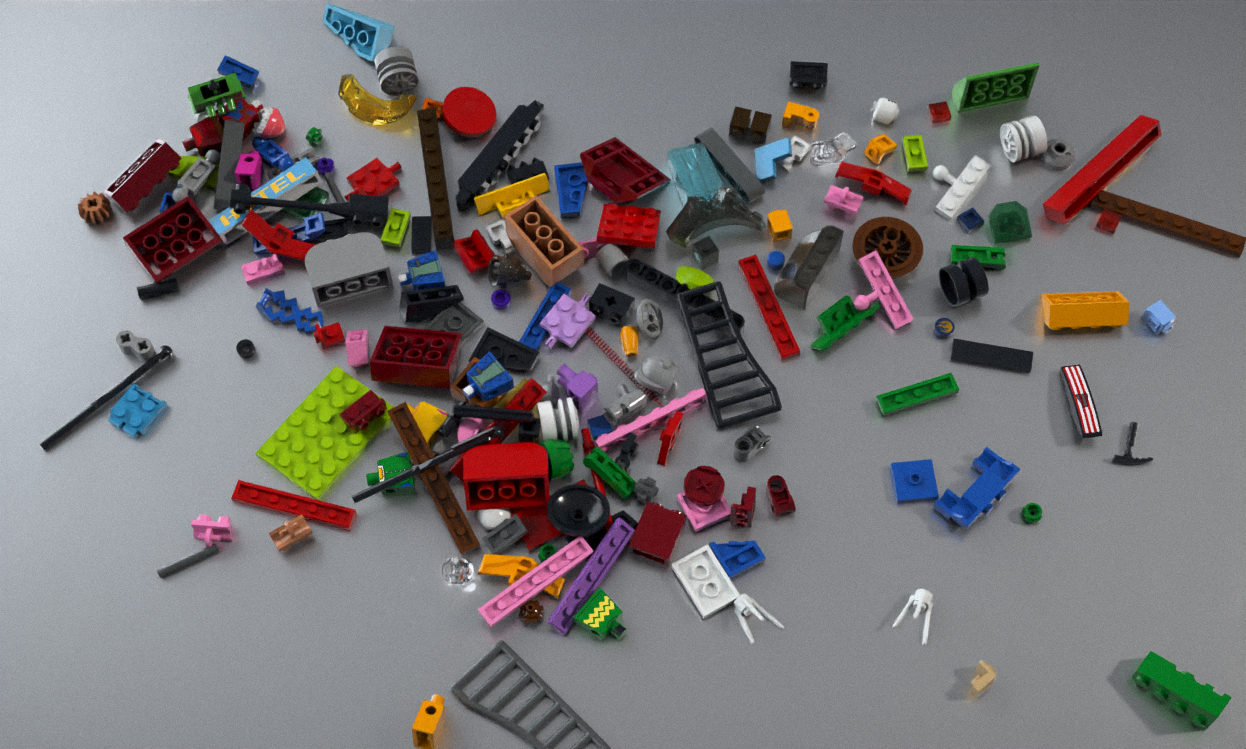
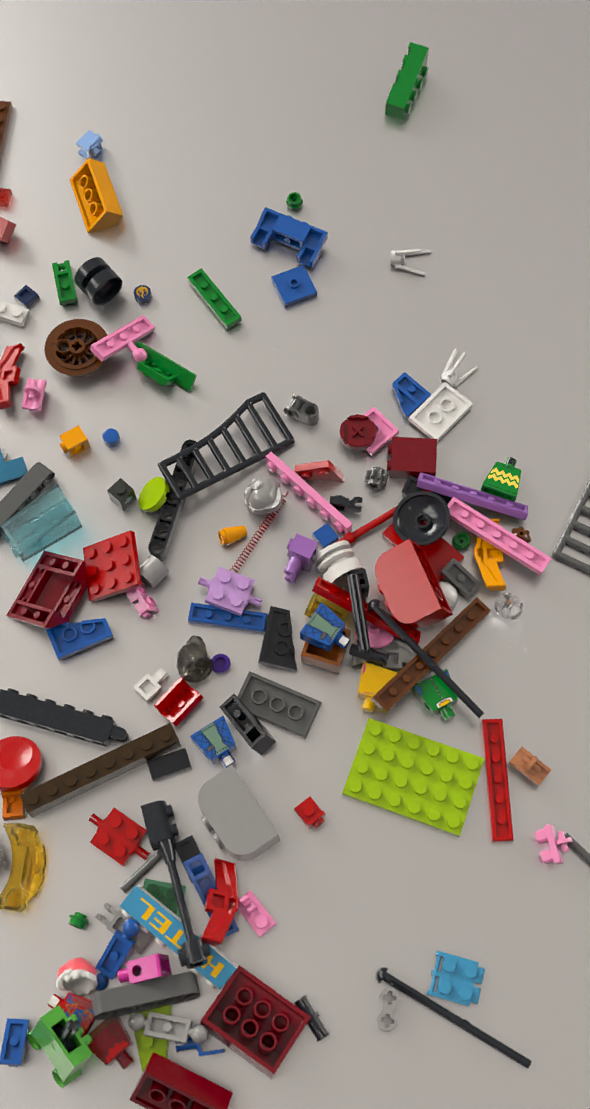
camera: 105 degrees left, 5 degrees up
(246, 343) = (345, 894): black bush -> none
(296, 313) = (296, 856): blue piece -> none
(323, 169) = (117, 897): dark purple plate -> none
(357, 347) = (315, 778): bright pink slope -> none
(363, 411) = (387, 742): dark red bracket -> none
(395, 228) = (170, 791): lime plate -> none
(416, 357) = (310, 716): dark red slope -> none
(511, 196) = (107, 685): yellow bracket -> none
(526, 171) = (70, 685): black plate -> none
(543, 241) = (158, 629): nougat brick -> none
(552, 391) = (303, 588): light grey plant -> none
(558, 458) = (370, 553): green piece -> none
(610, 472) = (371, 509): green plate -> none
(611, 304) = (200, 549): black brick -> none
(626, 406) = (303, 515): light grey piece -> none
(646, 318) = (206, 523): light grey piece -> none
(701, 216) = (87, 497): clear smoke arch -> none
(743, 514) = (368, 391): dark red bracket -> none
(769, 307) = (160, 432): red tile -> none
(779, 500) = (347, 375): dark red piece -> none
(808, 266) = (113, 404): clear smoke windscreen -> none
(983, 680) = (448, 203): tan bracket -> none
(992, 355) = (158, 255): black tile -> none
(1009, 222) = (24, 263): clear green piece -> none
(1081, 401) = (187, 182): slope -> none
(1127, 458) = (208, 149): black piece -> none

